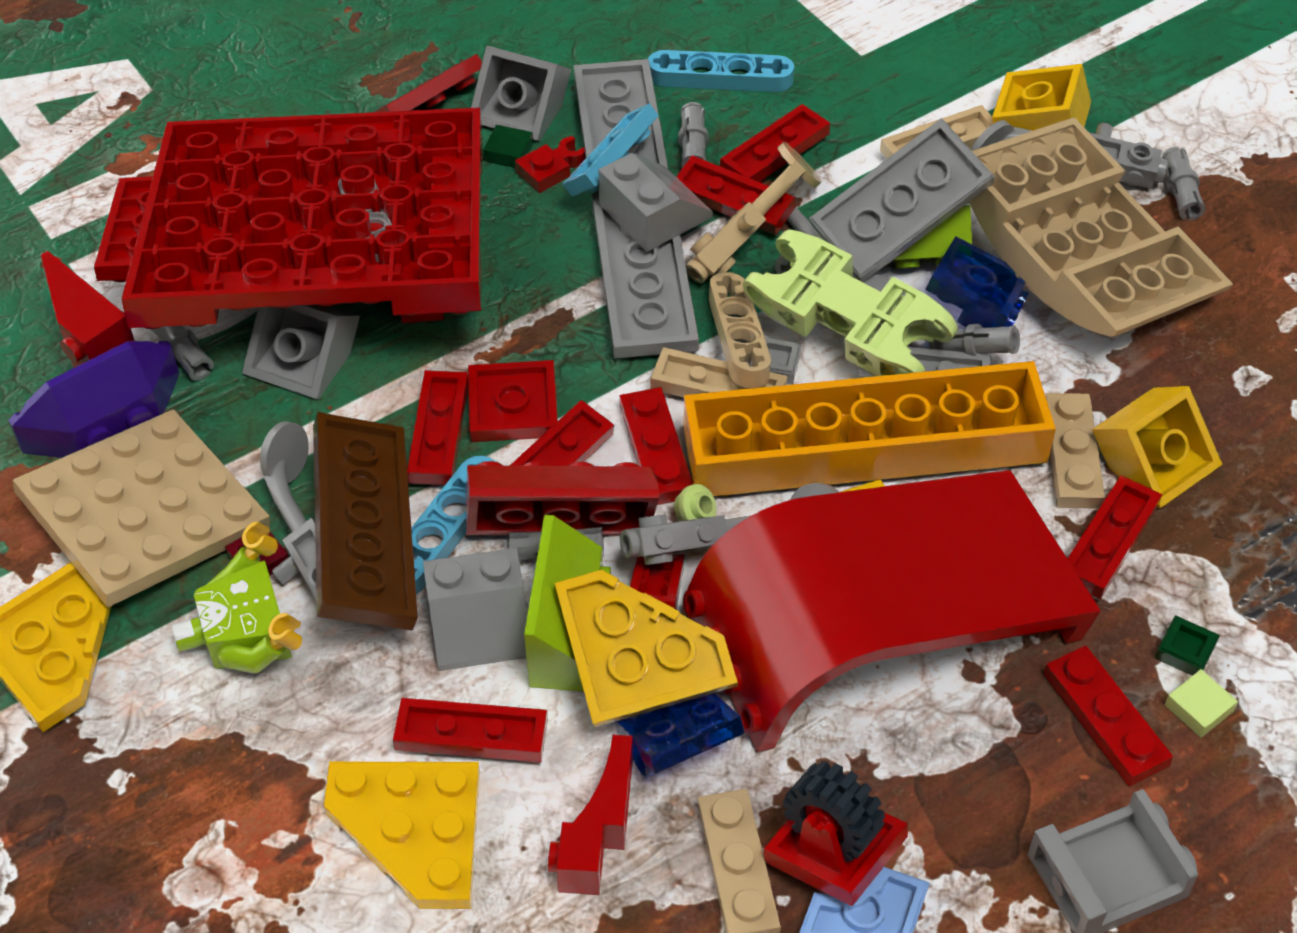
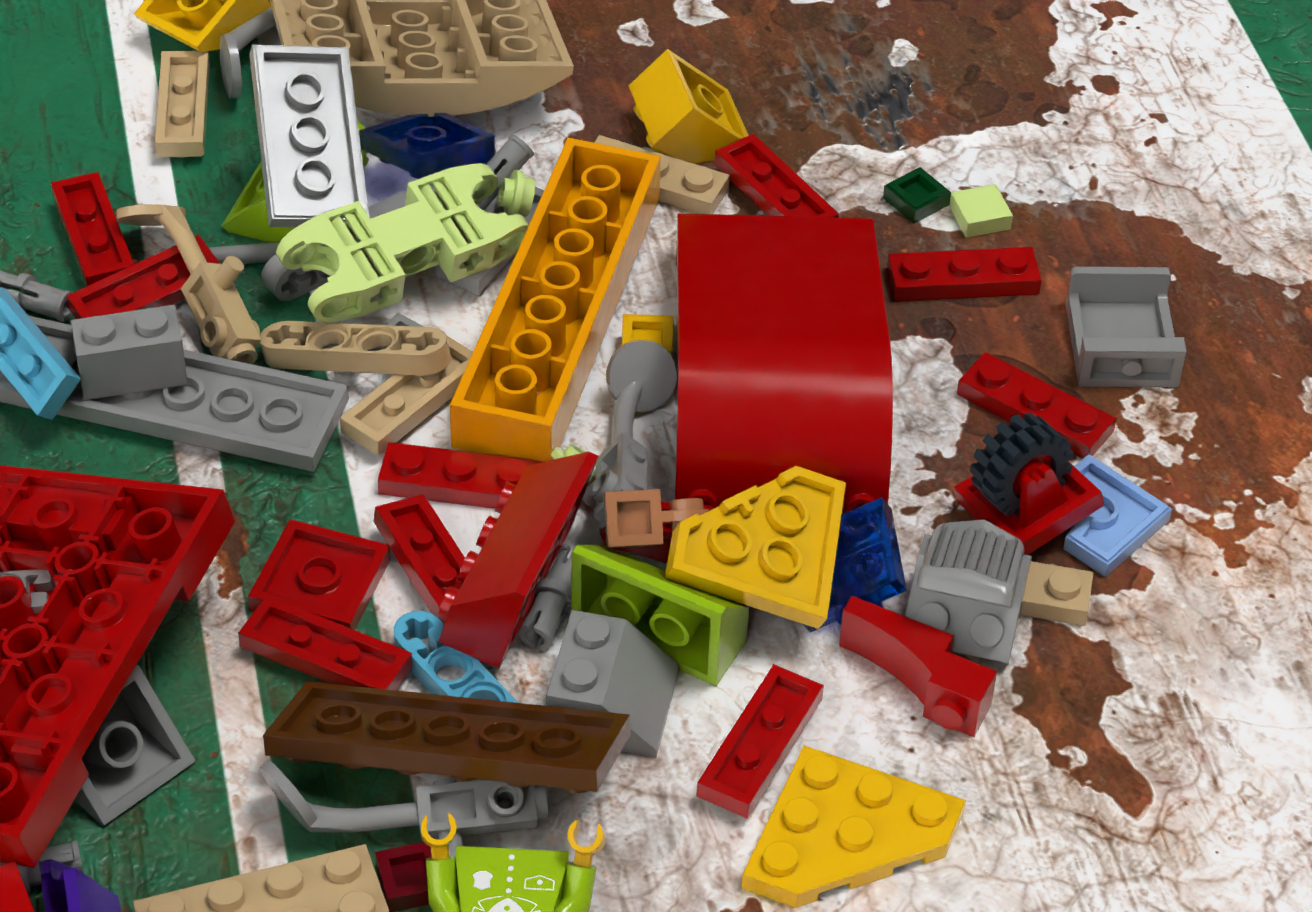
camera: 70 degrees left, 5 degrees down
(614, 549) = (636, 517): none -> nougat plate
(690, 822) = (971, 586): none -> light grey piece
(955, 355) = (516, 194): none -> yellowish green plate
(972, 825) = (1014, 392): none -> red plate

